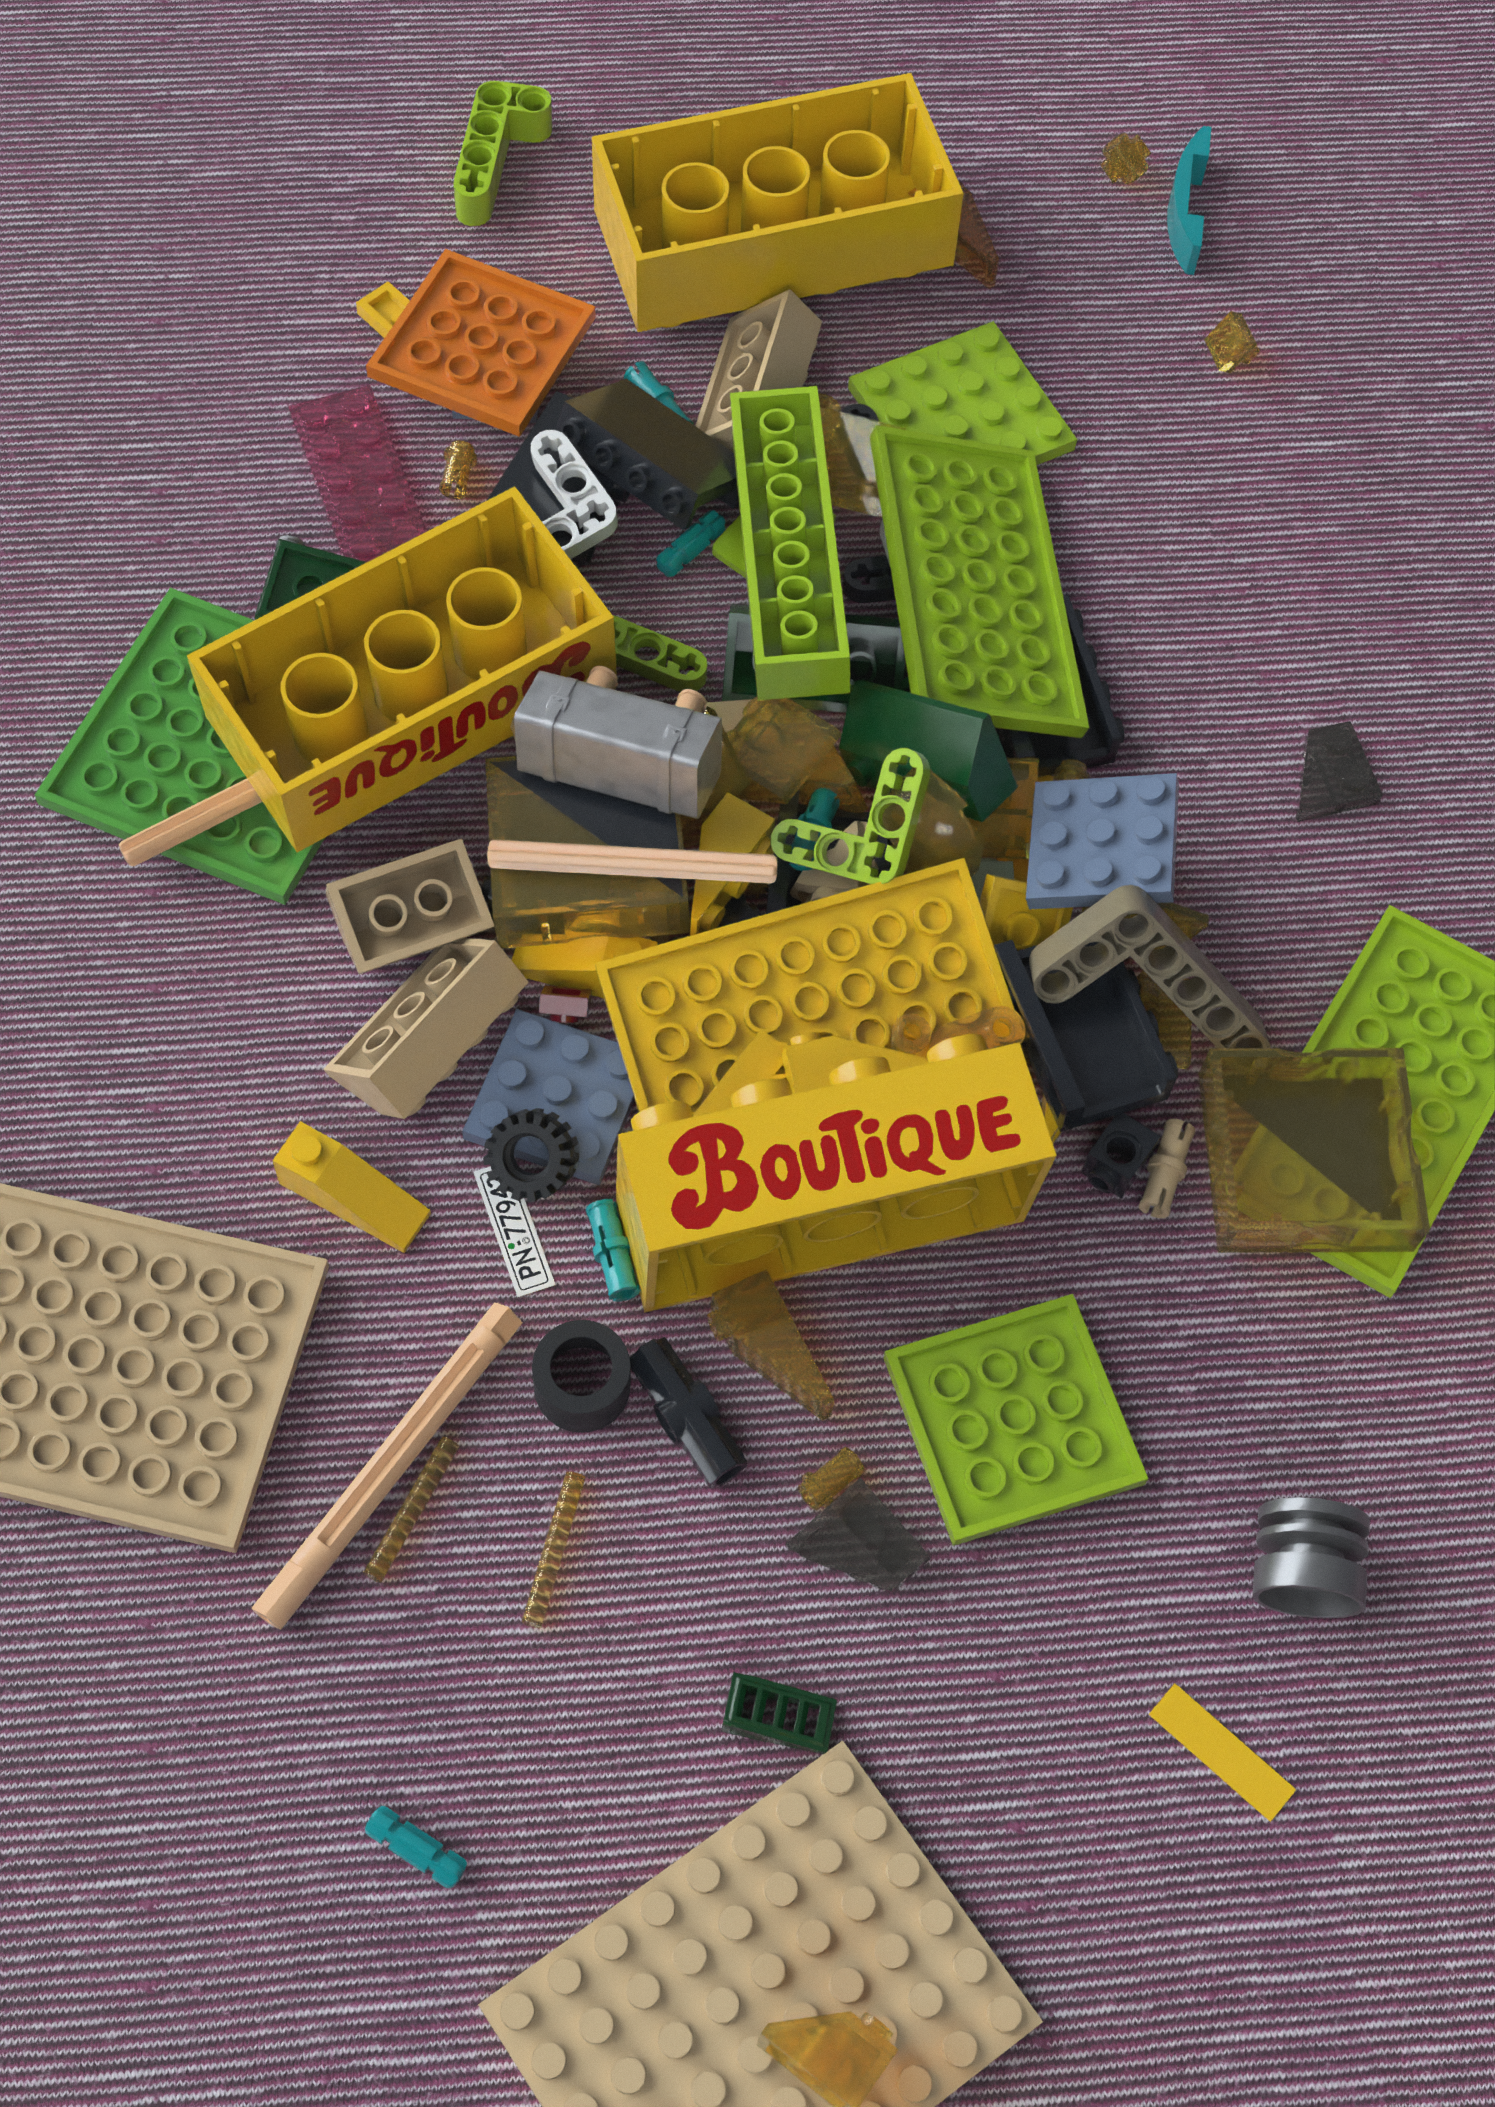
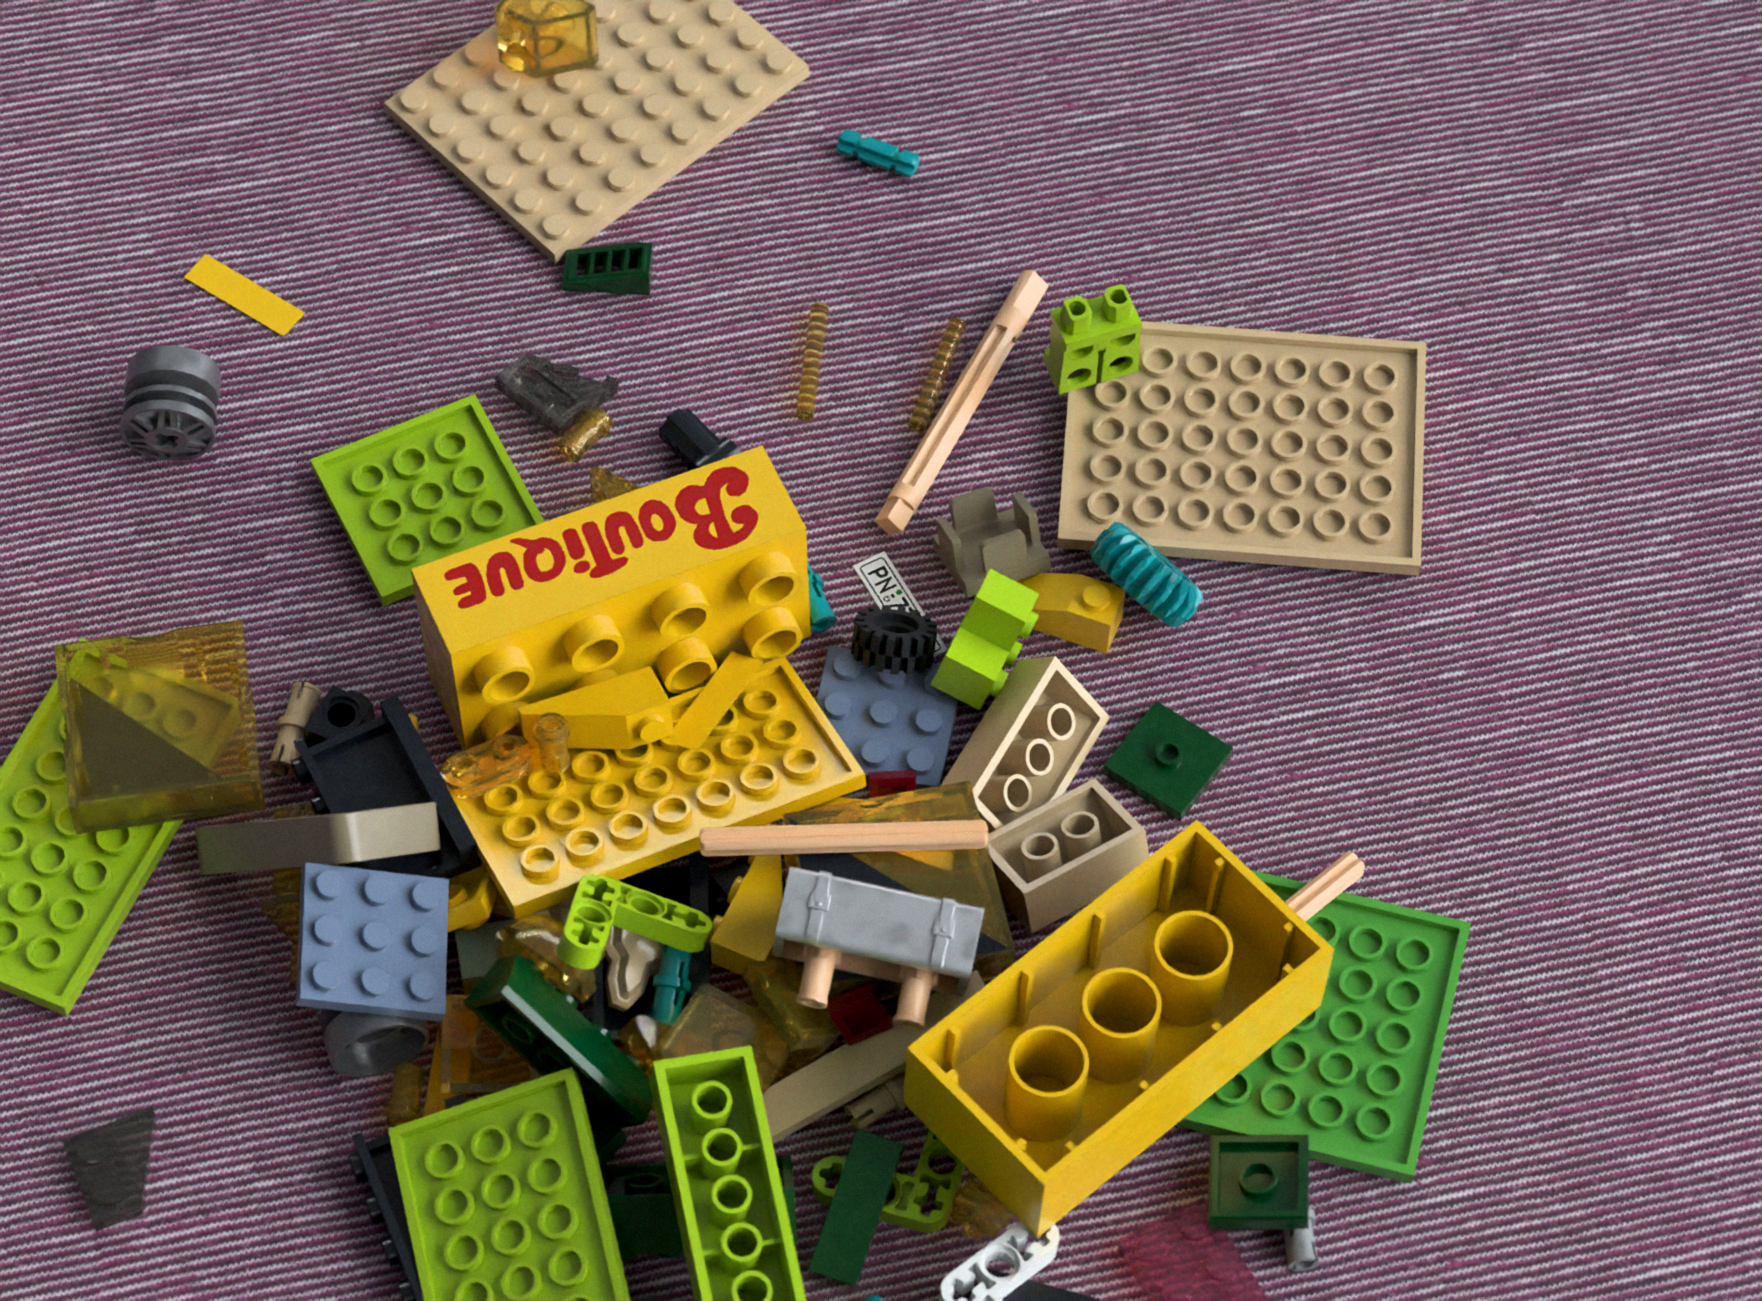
camera: 175 degrees right, 5 degrees down
(212, 1445) = (1091, 337): none -> lime hips
(245, 1175) = (1146, 574): none -> teal gear
(277, 1011) = (1168, 761): none -> dark green plate
(403, 1255) = (989, 539): none -> dark tan panel
(443, 1124) = (987, 640): none -> lime brick
(589, 1411) = (823, 501): black piece -> none
(671, 628) = (856, 1207): none -> dark green tile

